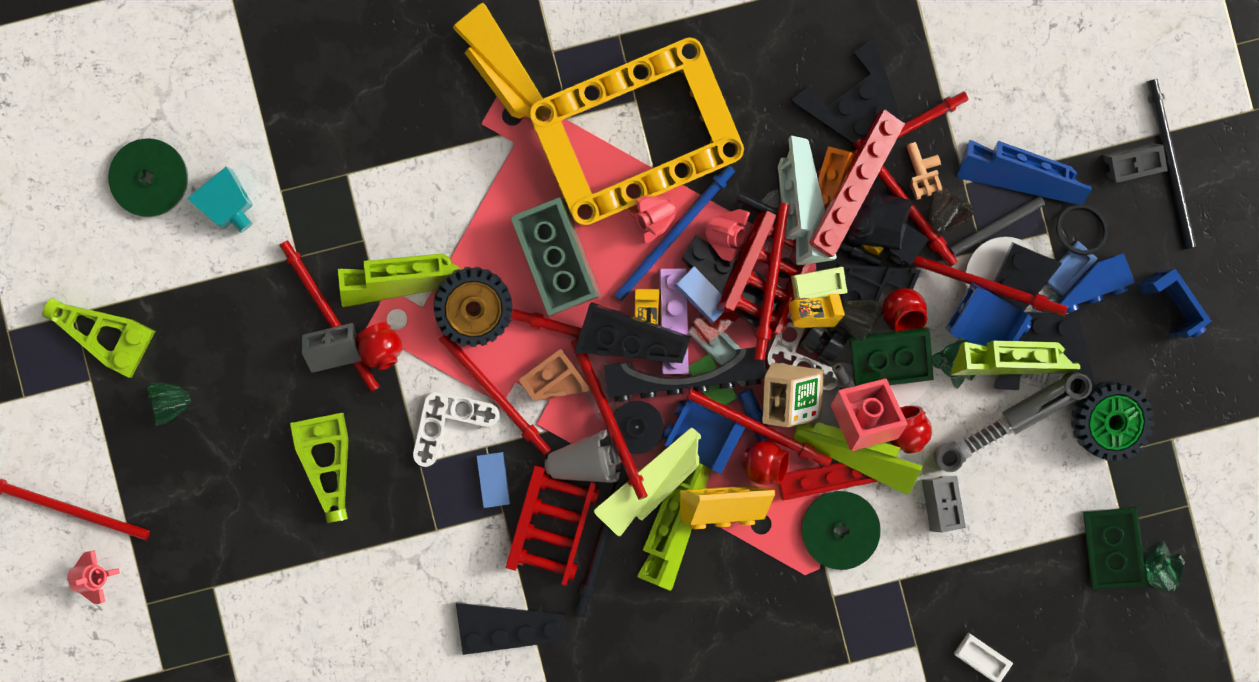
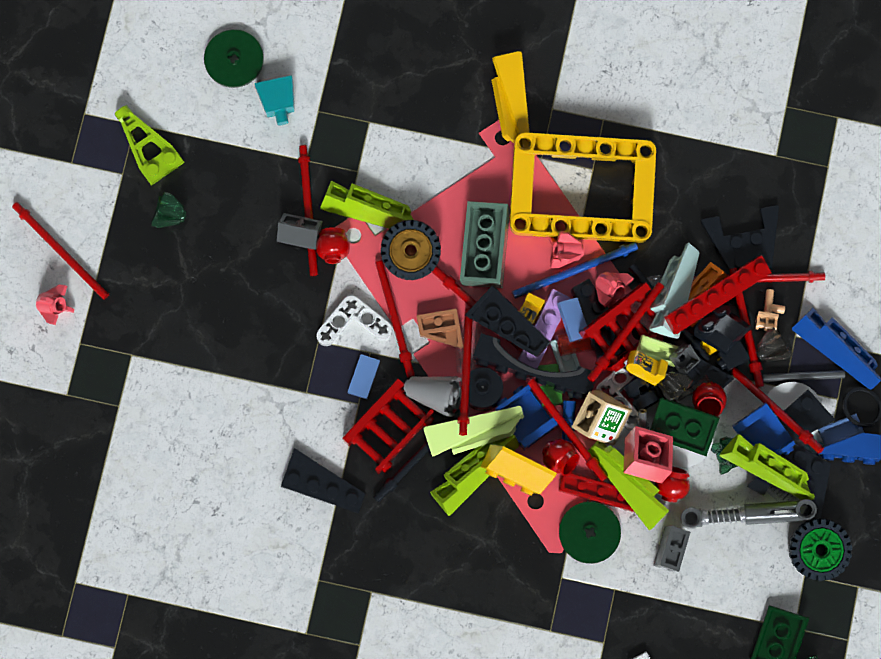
camera: 30 degrees right, 10 degrees down
(319, 431) = (261, 284): lime plate -> none
(859, 274) = (690, 357): none -> dark grey piece

